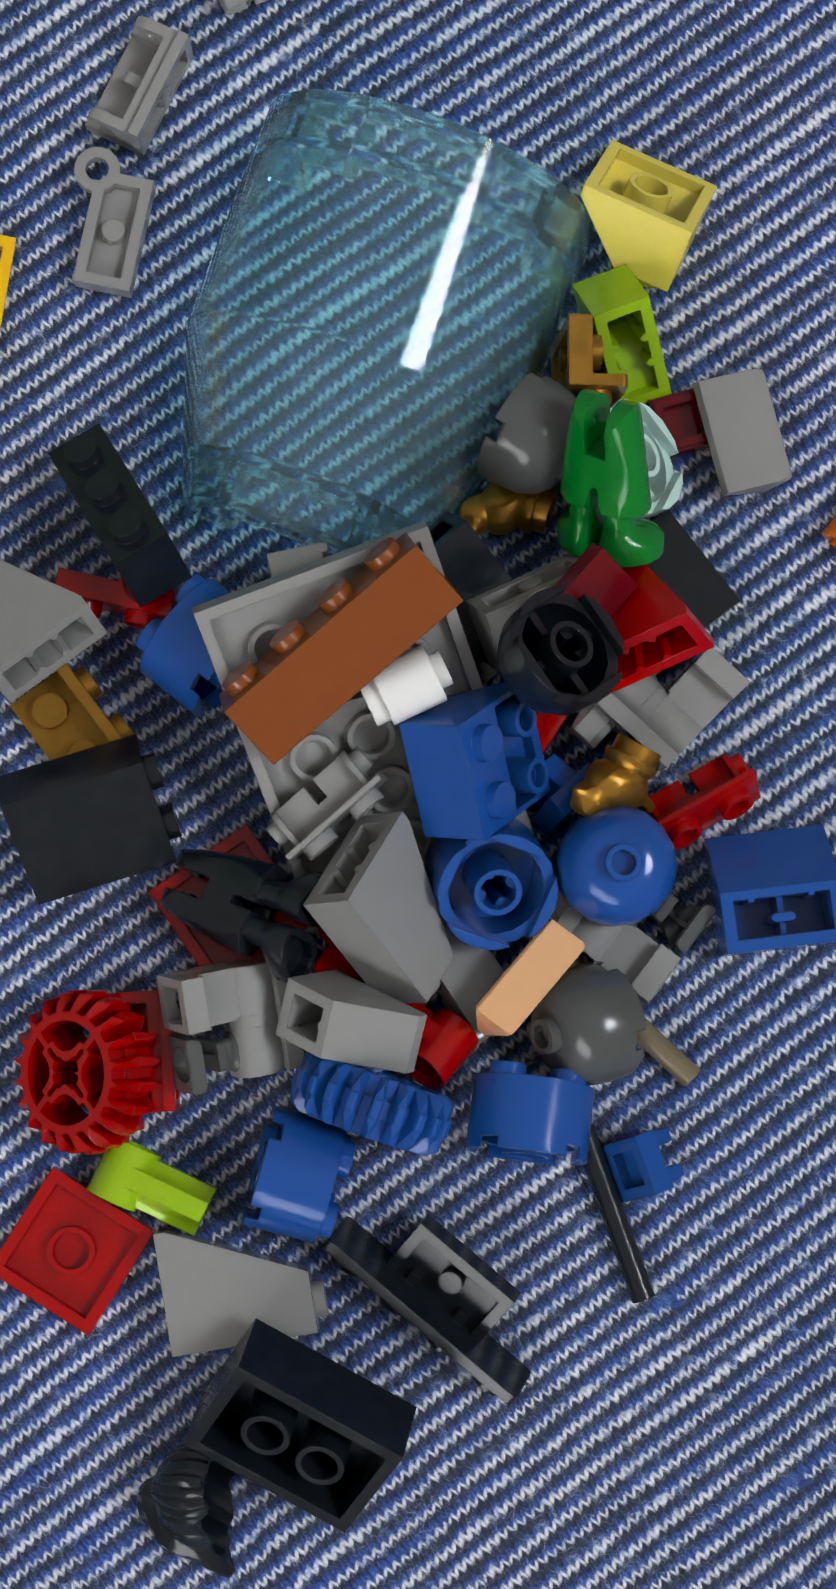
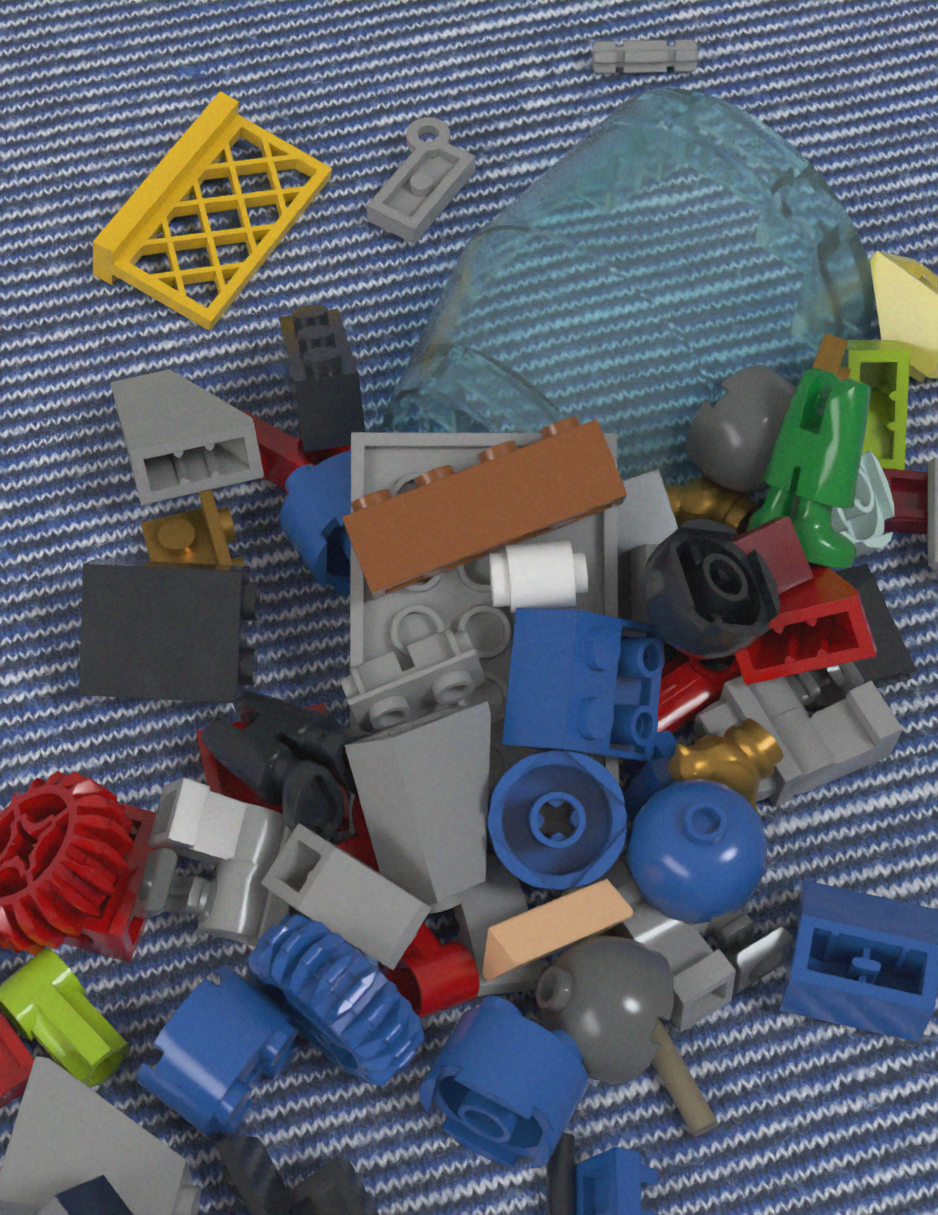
camera: 20 degrees right, 25 degrees down
(141, 85) = (499, 96): light grey hinge -> none
(724, 792) = (824, 847): red hinge -> none

